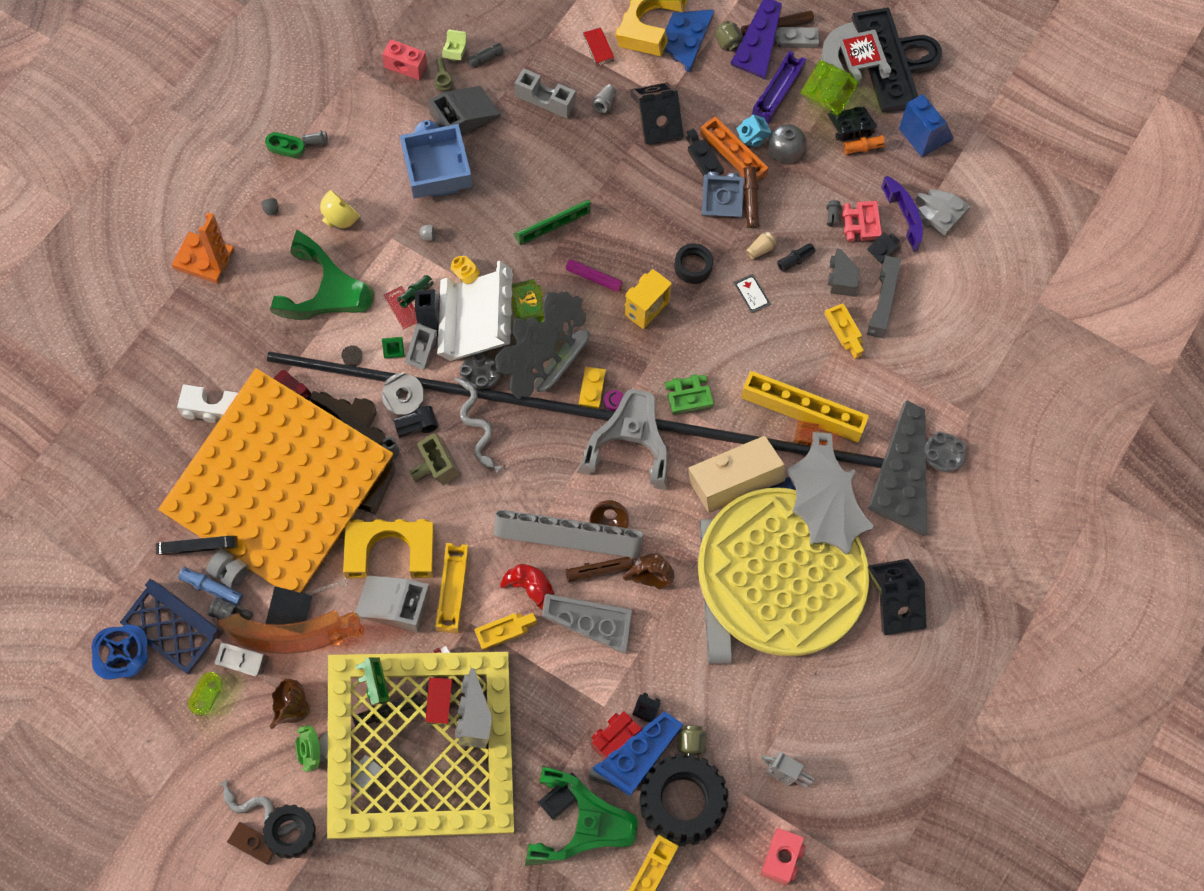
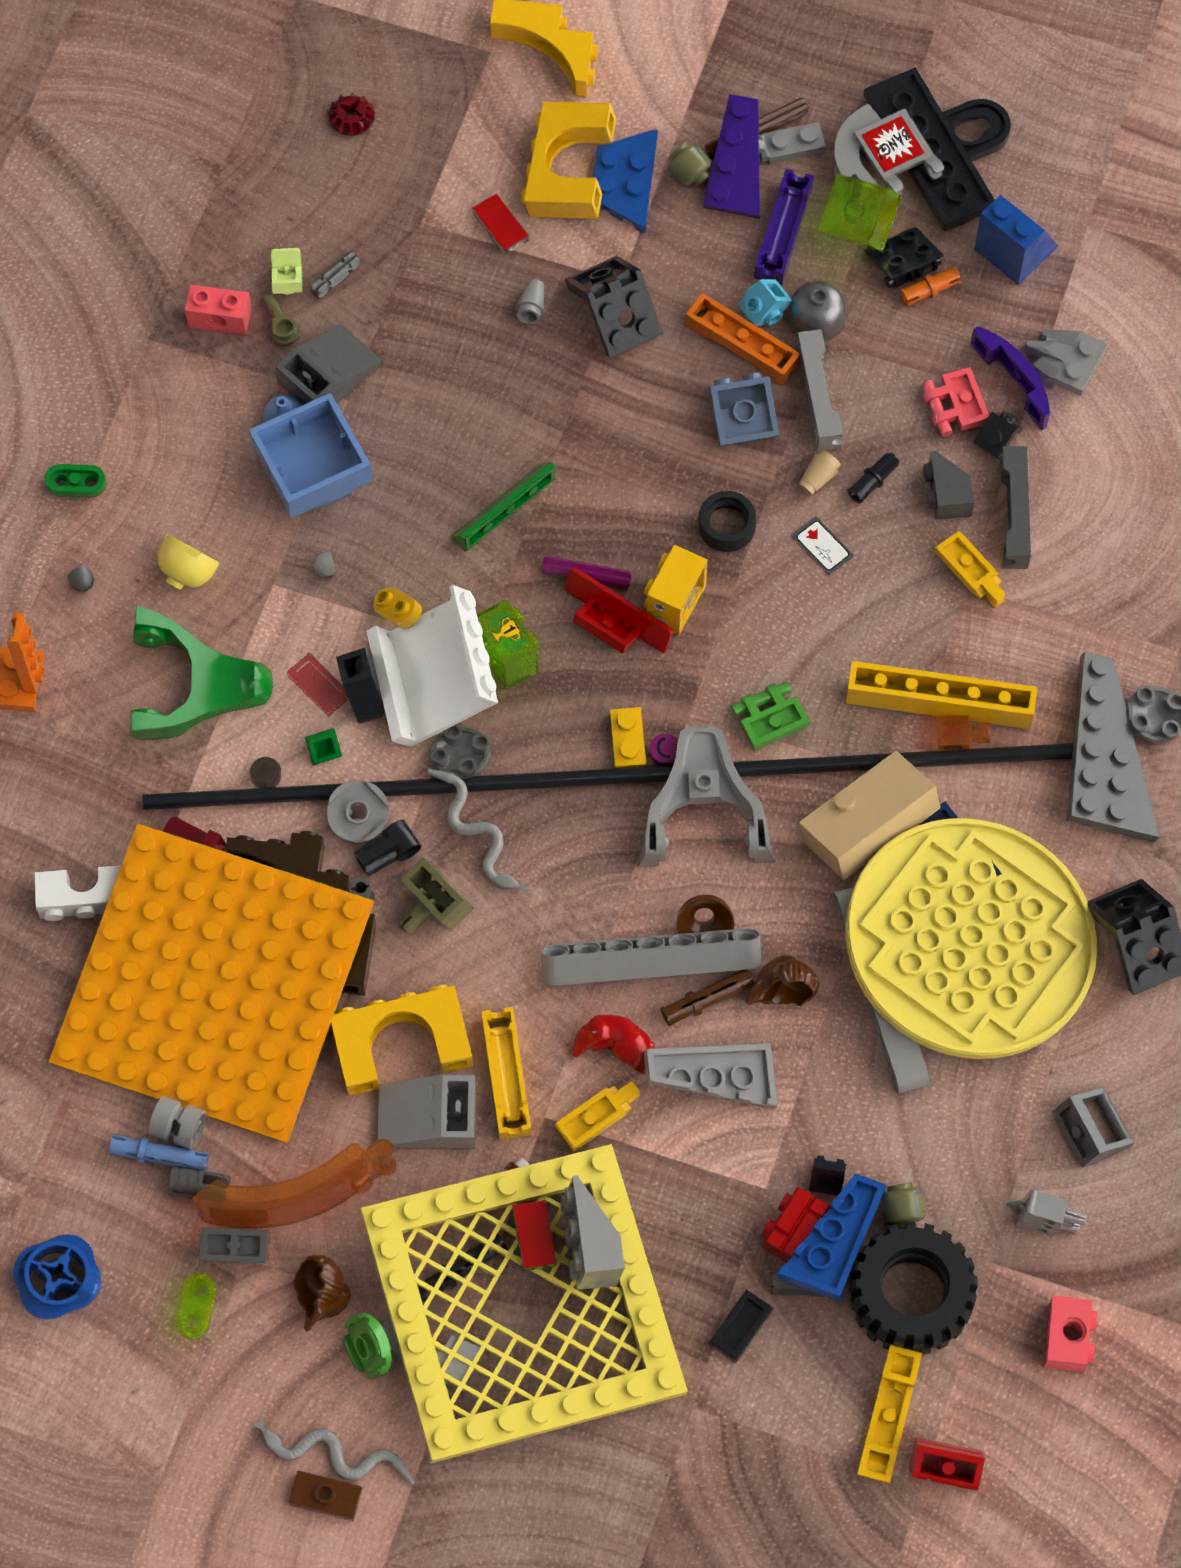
camera: 10 degrees left, 0 degrees up
(186, 614) = (130, 1197): dark blue fence -> none
(196, 545) = (123, 1099): black beam -> none
(279, 816) = (383, 1490): black tyre -> none
(288, 607) = (279, 1156): black sticker -> none
(315, 139) = (118, 461): dark grey pin -> none
(342, 582) = (346, 1103): clear hinge -> none
(375, 680) = (445, 1238): green plate -> none
(409, 296) = (328, 662): dark green pin -> none
(421, 345) = (365, 735): light grey slope -> none
(537, 345) = (536, 697): dark grey plant -> none
(557, 100) = (422, 314): light grey arch -> none
(596, 824) = (800, 1352): green animal -> none
(603, 307) = (614, 617): none -> red bracket
(703, 154) = (698, 354): black plate -> none
(751, 196) = (786, 402): reddish brown pin -> none
(773, 212) = (824, 419): none -> light grey piece
(826, 719) = (1082, 1131): none -> dark grey tile
(827, 497) = (1005, 817): light grey animal -> none
(833, 213) = (910, 394): dark grey pin -> none

